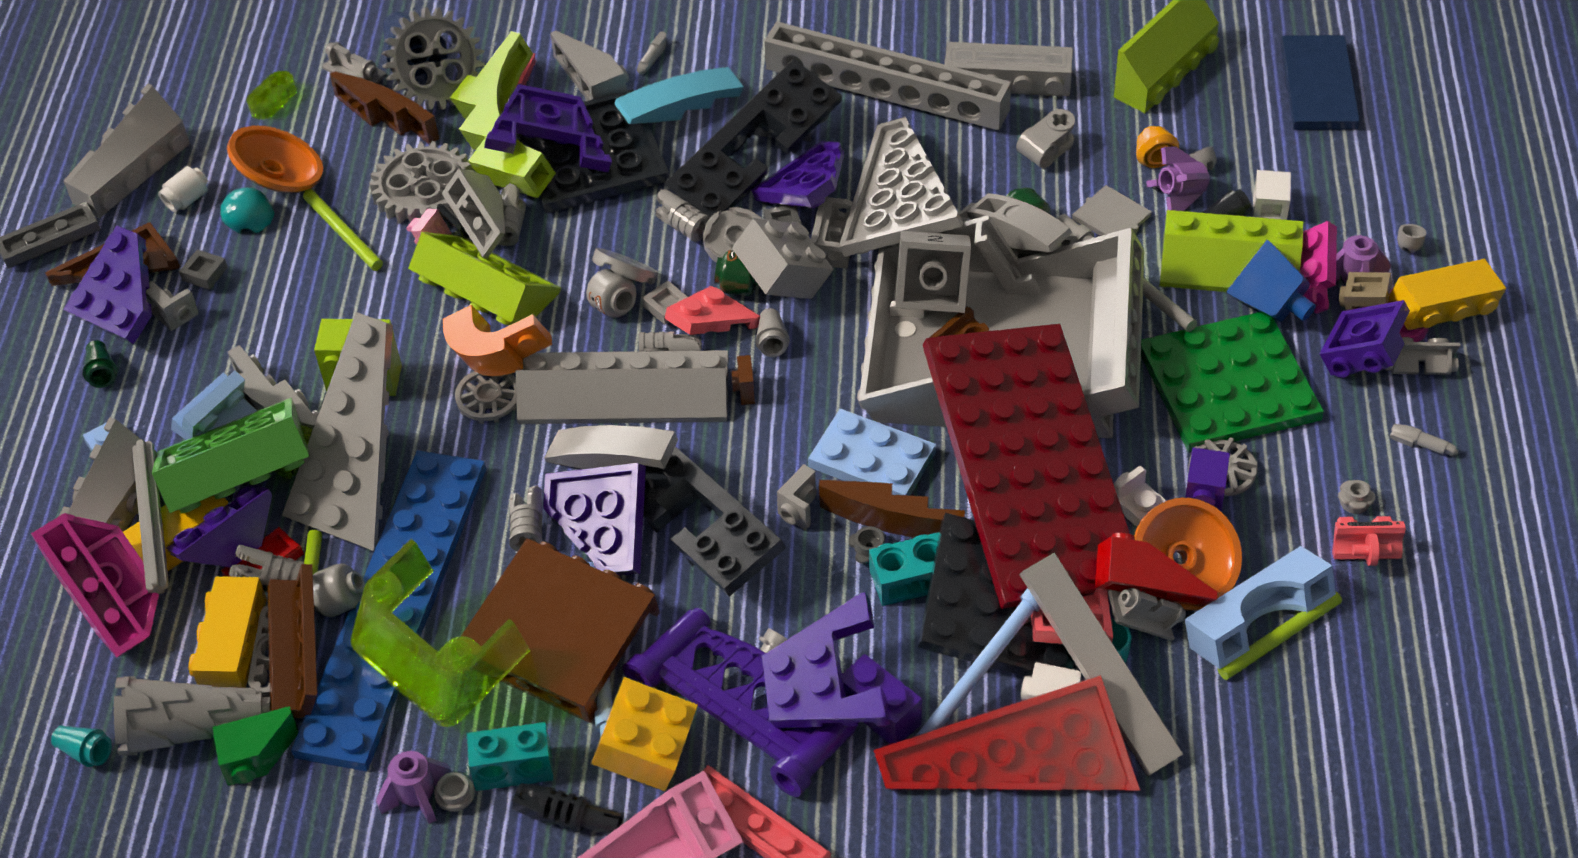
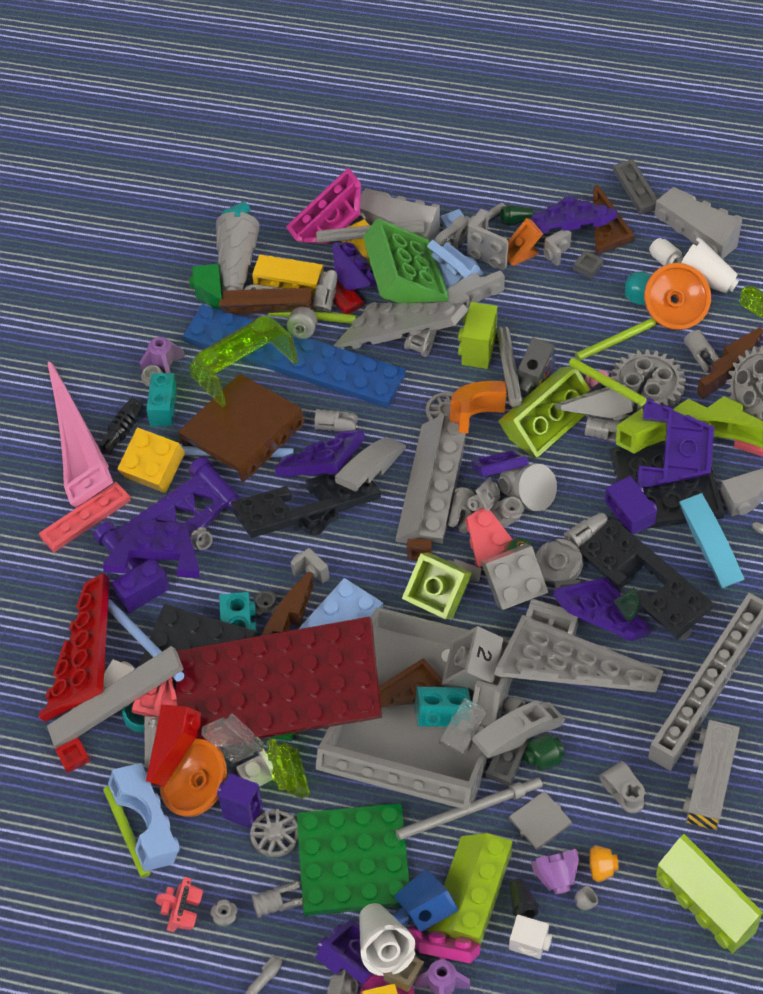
camera: 100 degrees right, 5 degrees up
(129, 413) = (458, 231): none -> light grey piece
(163, 342) = (522, 242): none -> orange slope
(166, 386) = (485, 244): none -> light grey bracket
(205, 141) = (711, 266): none -> white cone
(359, 139) = (700, 348): none -> light grey hinge
(412, 291) = (536, 365): none -> dark grey torso
(434, 313) = (509, 367): none -> light grey axle
(457, 184) = (607, 381): none -> lime bar
(589, 307) = (499, 462): none -> dark purple tile
(645, 162) = (630, 505): none -> dark purple brick
(660, 309) = (487, 496): none -> light grey hinge
(666, 281) = (512, 503): none -> light grey plate
(800, 148) = (628, 604): none -> clear green tile
(813, 336) = (436, 585): none -> lime brick
(1001, 298) = (438, 704): none -> teal brick
(1038, 257) = (463, 727): none -> clear plate
(1129, 508) = (232, 738): none -> clear plate
(1147, 452) = (287, 768): none -> clear neon green plate
(1189, 730) = (72, 755): none -> red tile
(1319, 442) = (271, 900): none -> light grey hinge
(1343, 299) = (384, 941): none -> white cone

